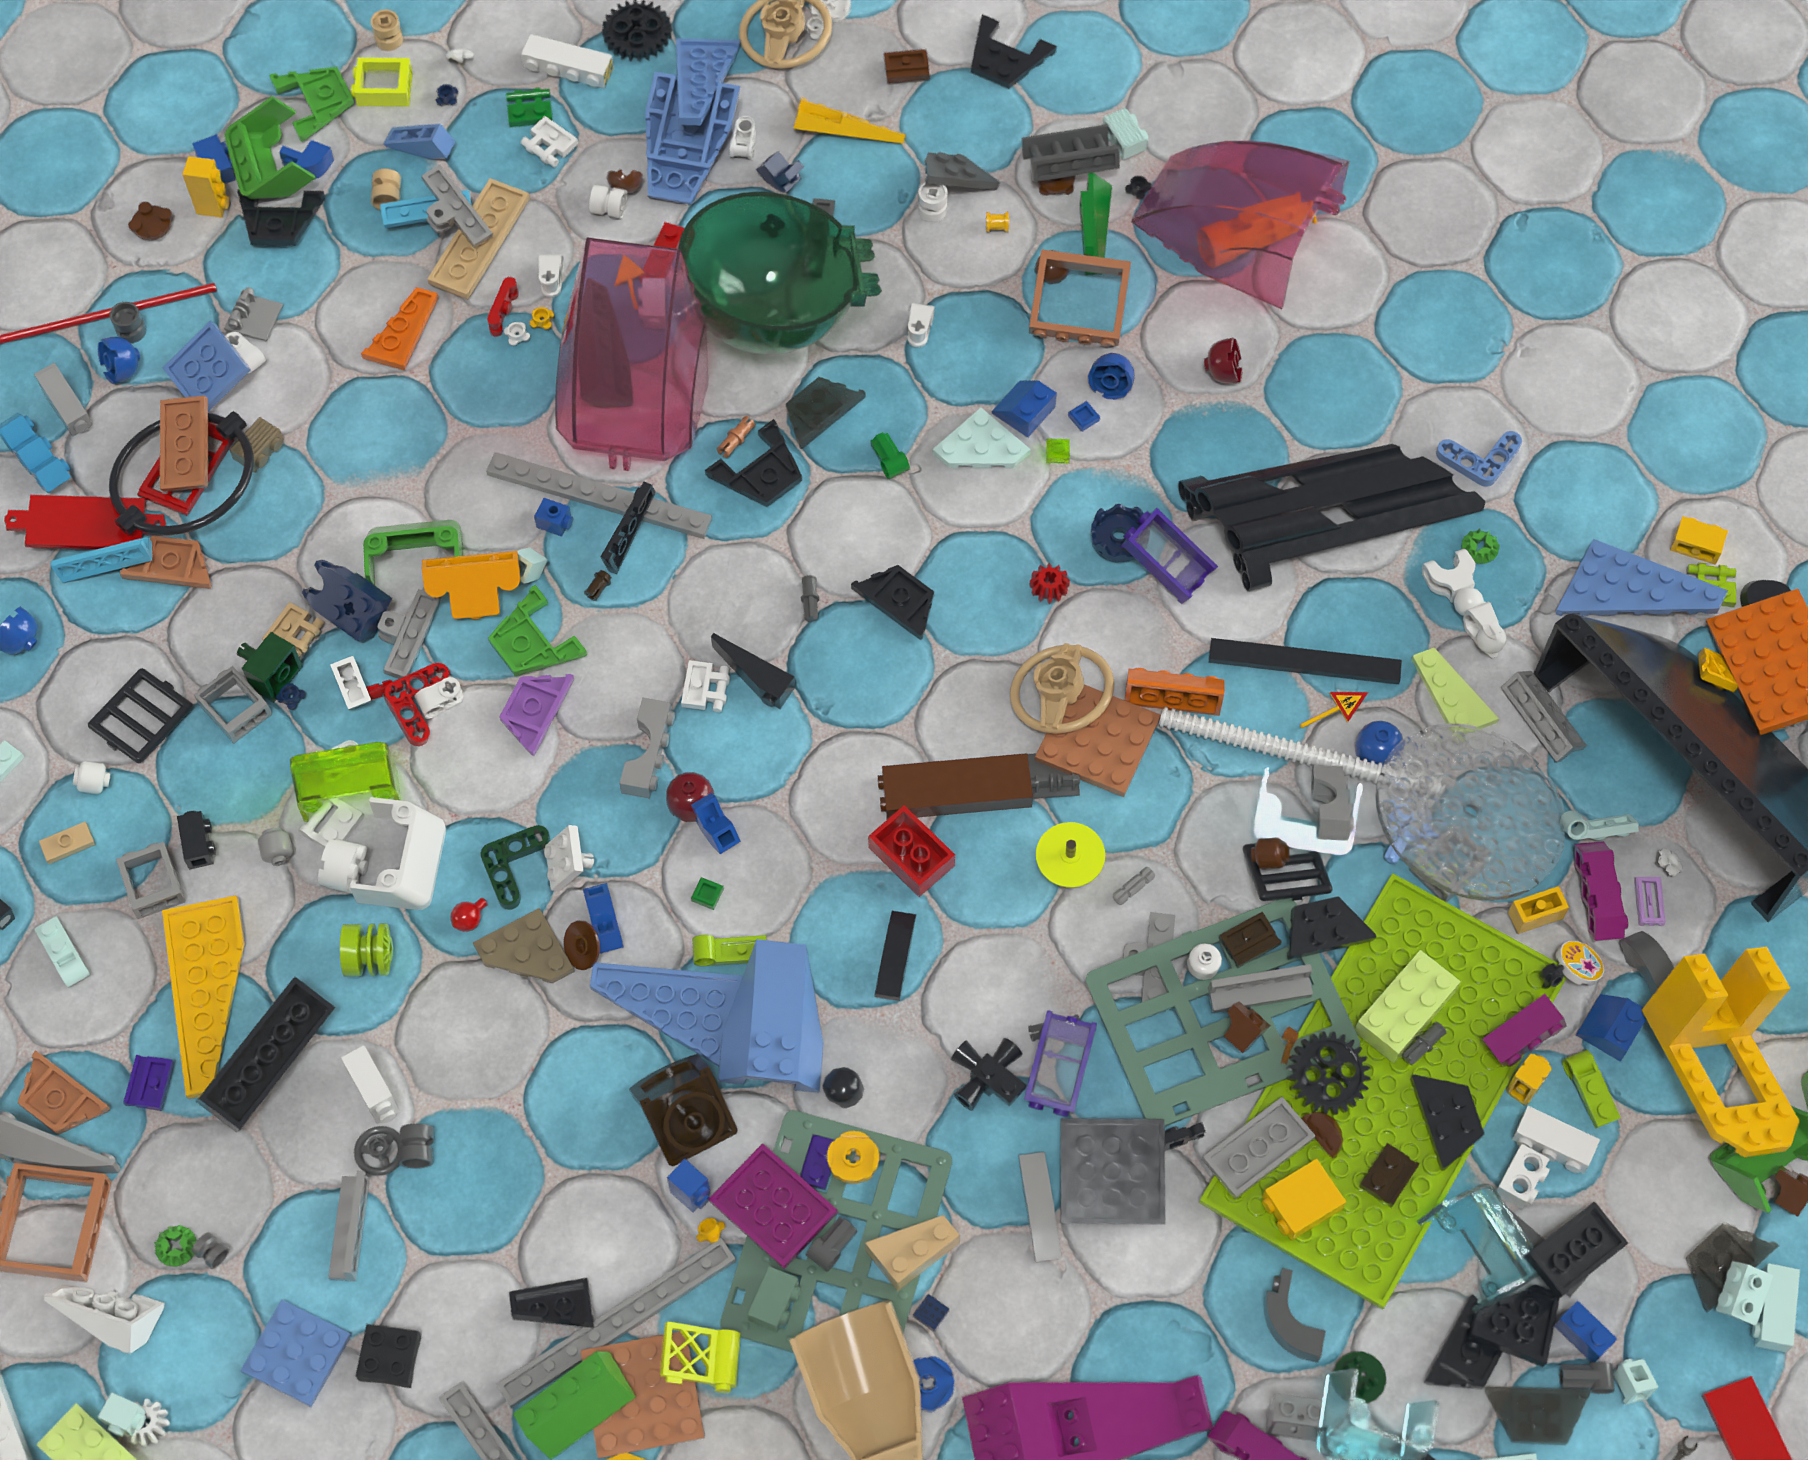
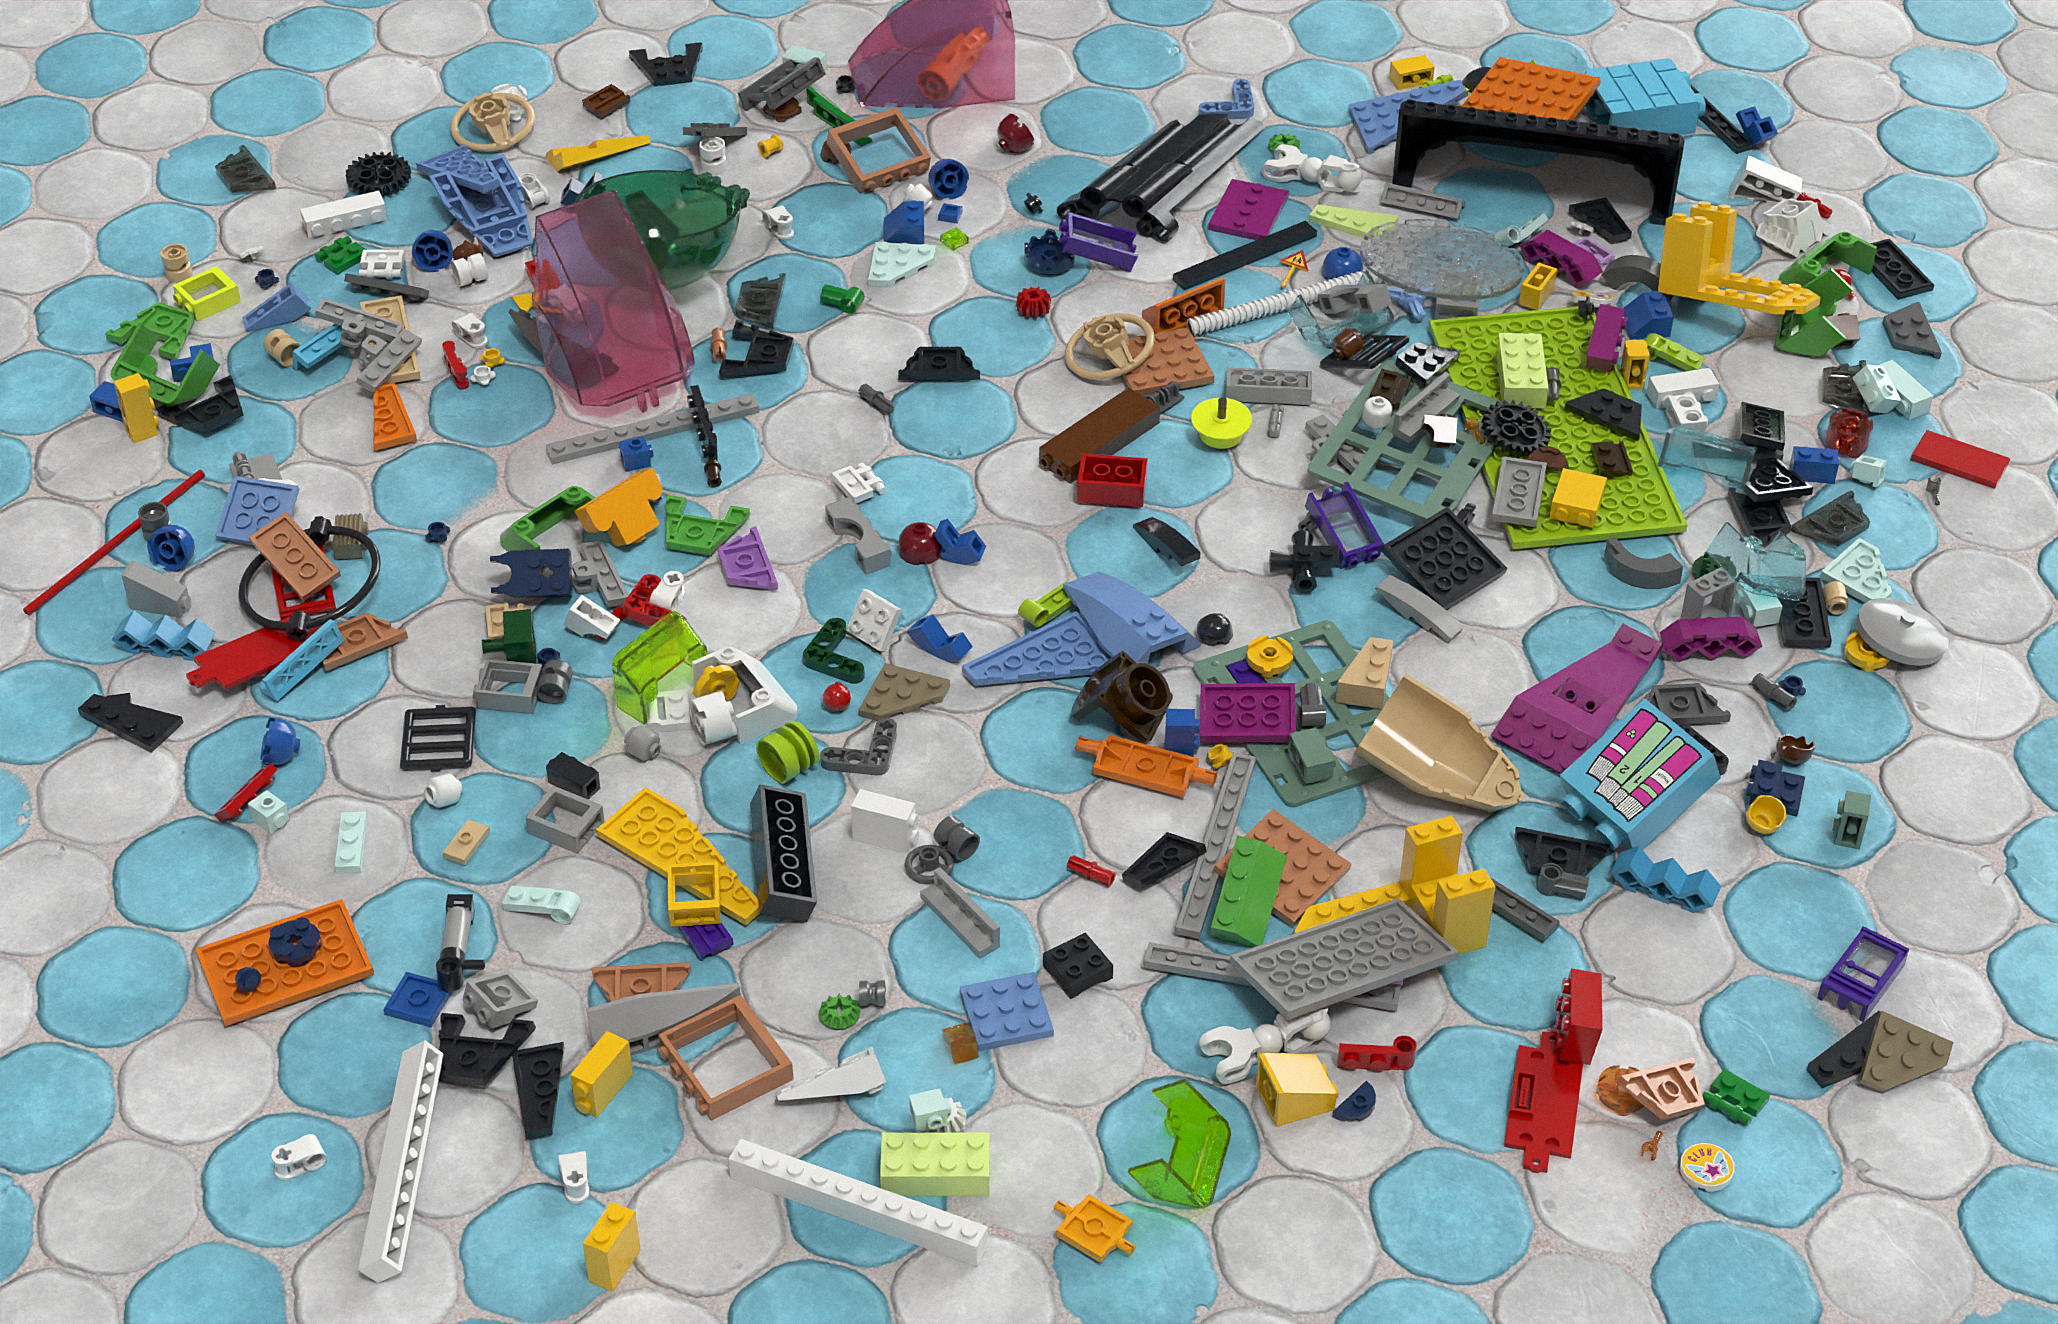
camera: 40 degrees left, 20 degrees down
(144, 1031) = (694, 912): none -> yellow window
(150, 221) = (102, 462): reddish brown piece -> none
(229, 1355) = (961, 1042): none -> clear orange bracket
(267, 727) = (554, 681): none -> dark grey wheel
(329, 483) = (437, 532): none -> dark blue plate
(373, 833) = (714, 676): none -> yellow plate
(436, 1001) = (869, 759): none -> dark grey beam
(447, 263) = (384, 358): none -> light grey plate
(493, 1265) = (1091, 870): none -> red axle
(528, 172) = (394, 289): none -> dark grey plate
(581, 945) = (934, 652): reddish brown dish -> none
(596, 157) = (432, 250): none -> blue cylinder
(640, 1190) = (1145, 765): none -> orange plate
(707, 893) = (994, 589): green tile -> none
(720, 1361) = (1302, 809): neon yellow piece -> none
(766, 680) = (888, 454): black slope -> none
(1063, 380) = (918, 193): none -> white head
(1165, 459) = (1033, 203): none -> black plate
(1168, 838) = (1269, 386): none -> light grey slope
(1363, 606) = (1248, 210): none -> magenta plate
(1596, 1377) = (1843, 482): dark grey piece -> none
(1660, 1322) = (1849, 432): none -> clear red brick
(1701, 866) = (1603, 218): none -> black wing

